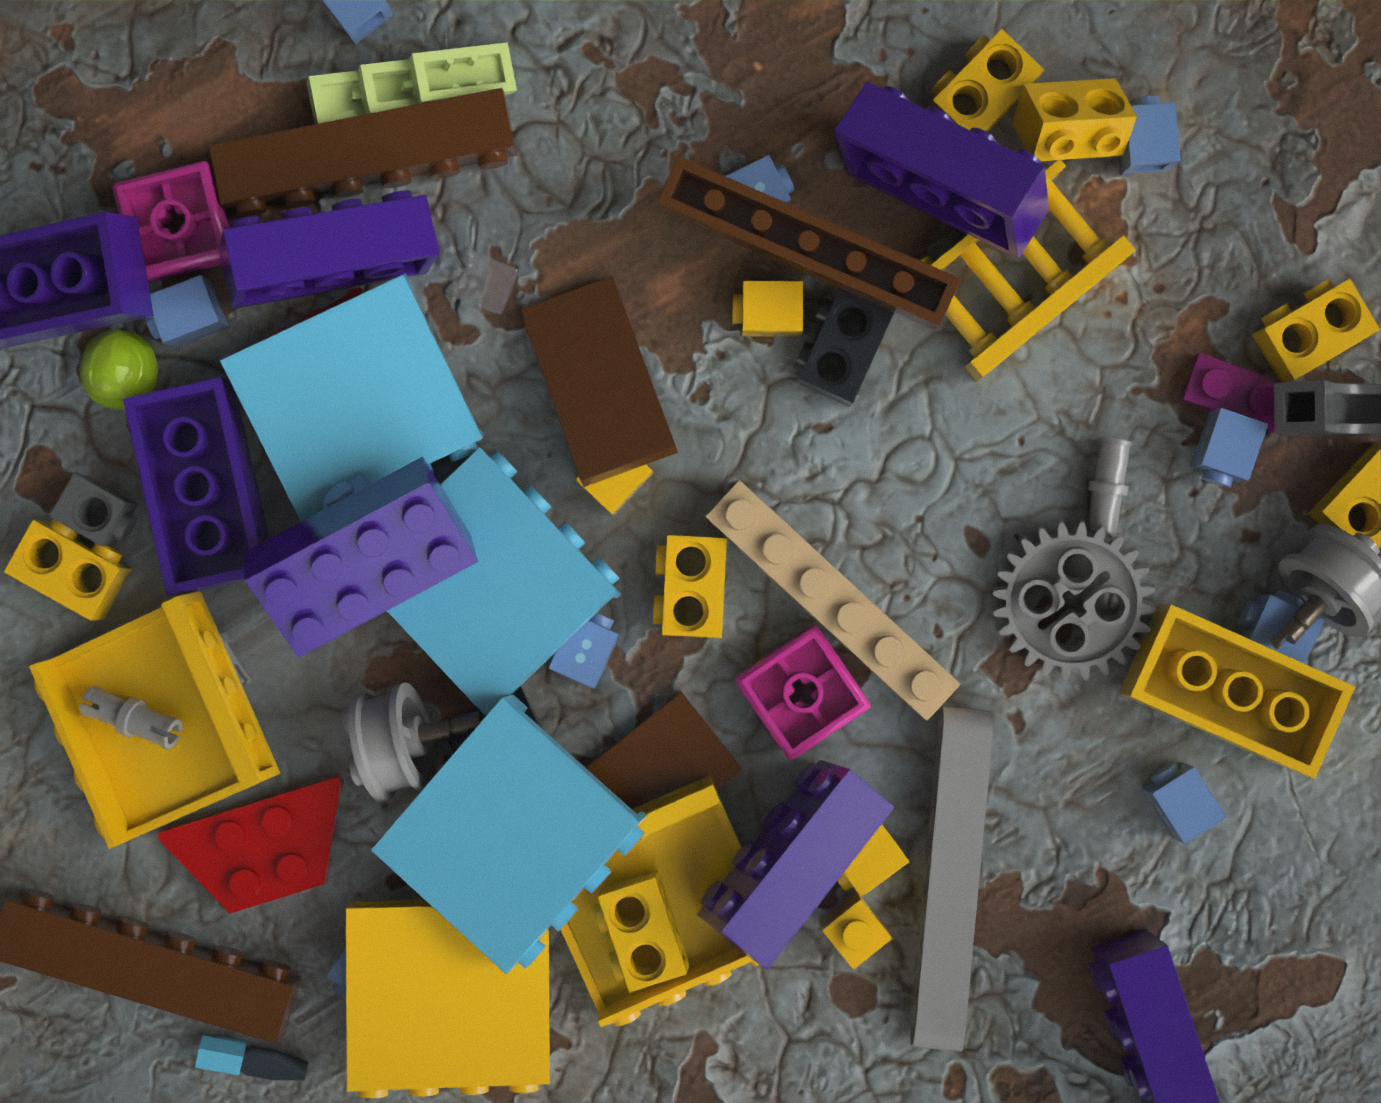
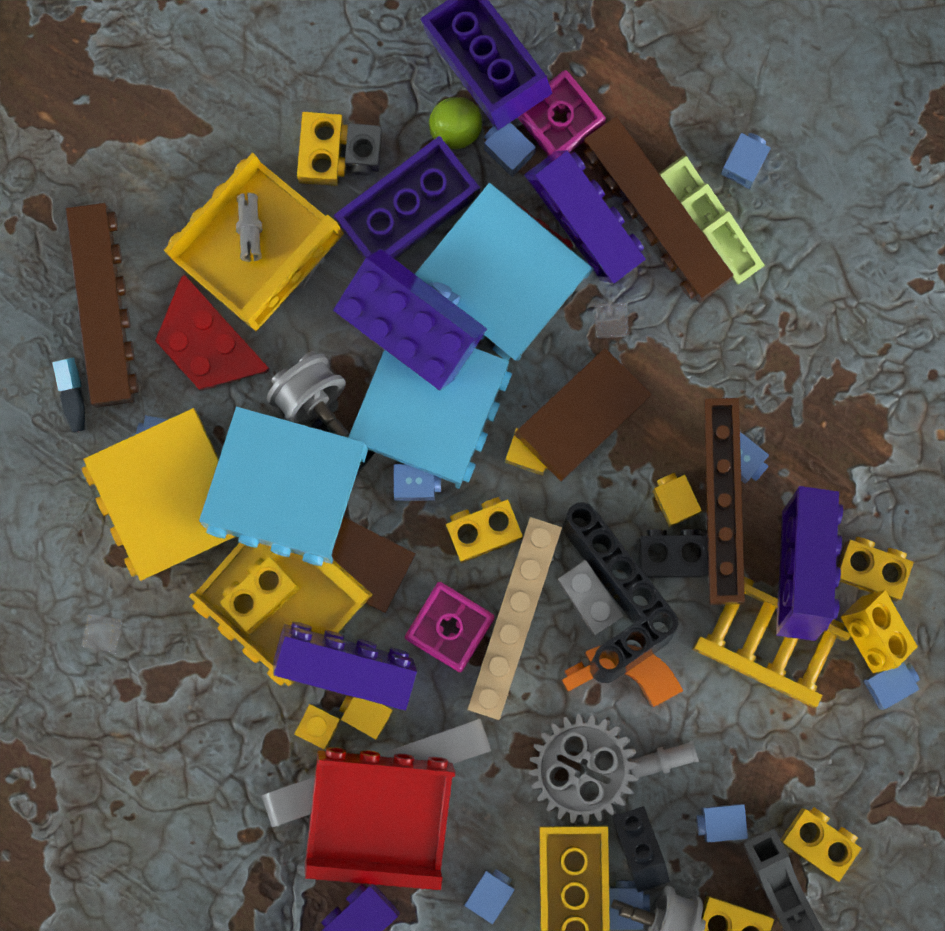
camera: 65 degrees right, 5 degrees down
(850, 486) = (589, 598): none -> light grey brick
(862, 439) = (623, 592): none -> black beam
(986, 451) = (651, 675): none -> orange arch
(1019, 907) = (378, 819): none -> red panel
(1218, 573) = (641, 849): none -> black brick
(1223, 385) = (760, 807): magenta plate -> none

